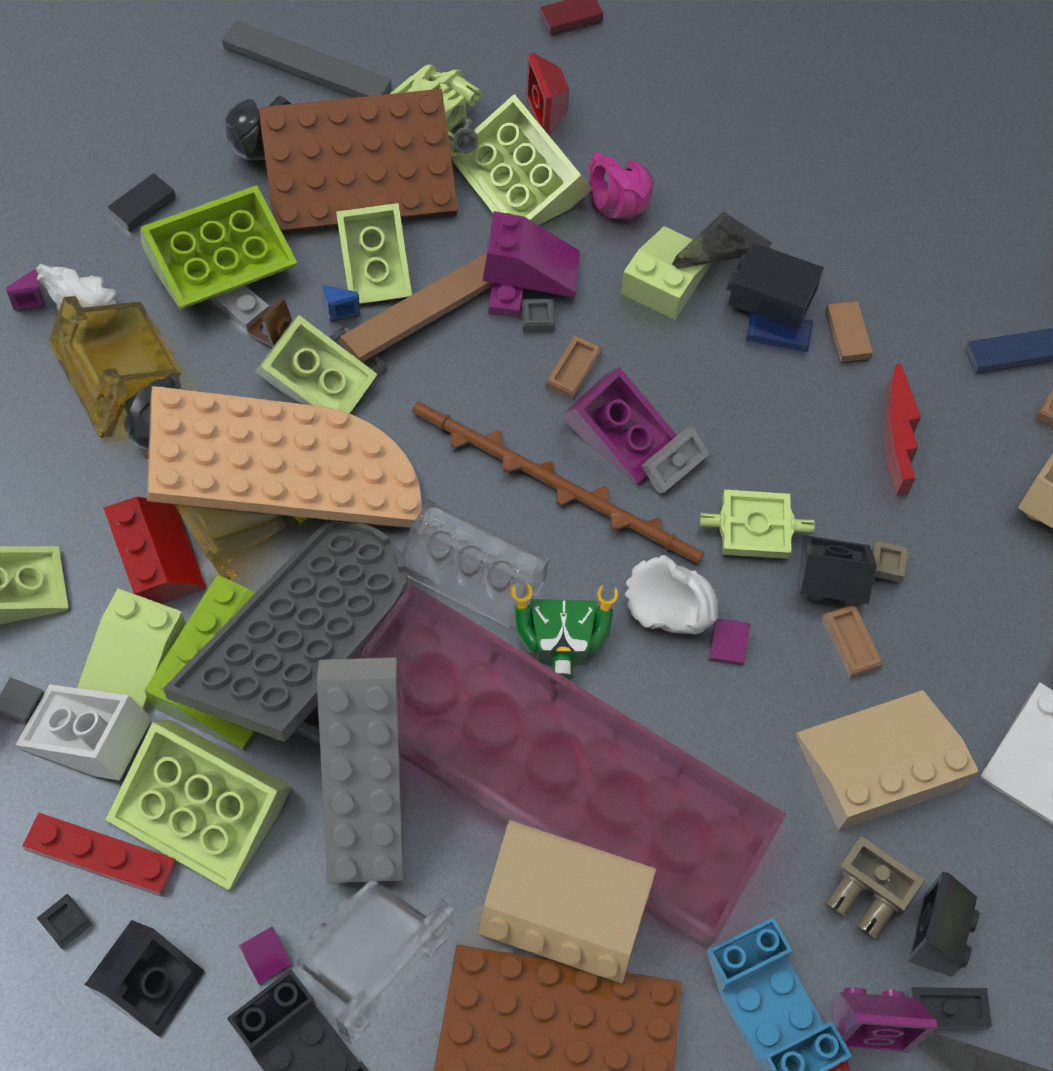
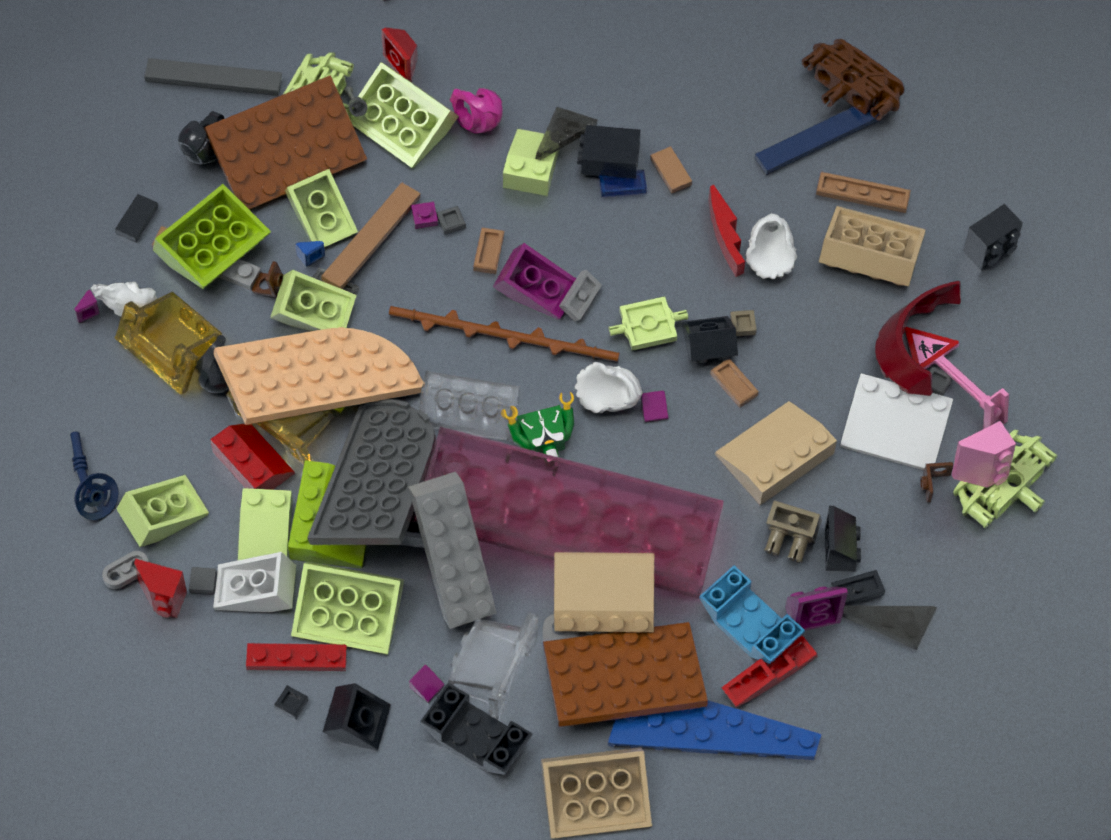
camera: 15 degrees left, 0 degrees up
(529, 256) = (431, 180): magenta slope -> none
(957, 470) = (771, 248): none -> white piece

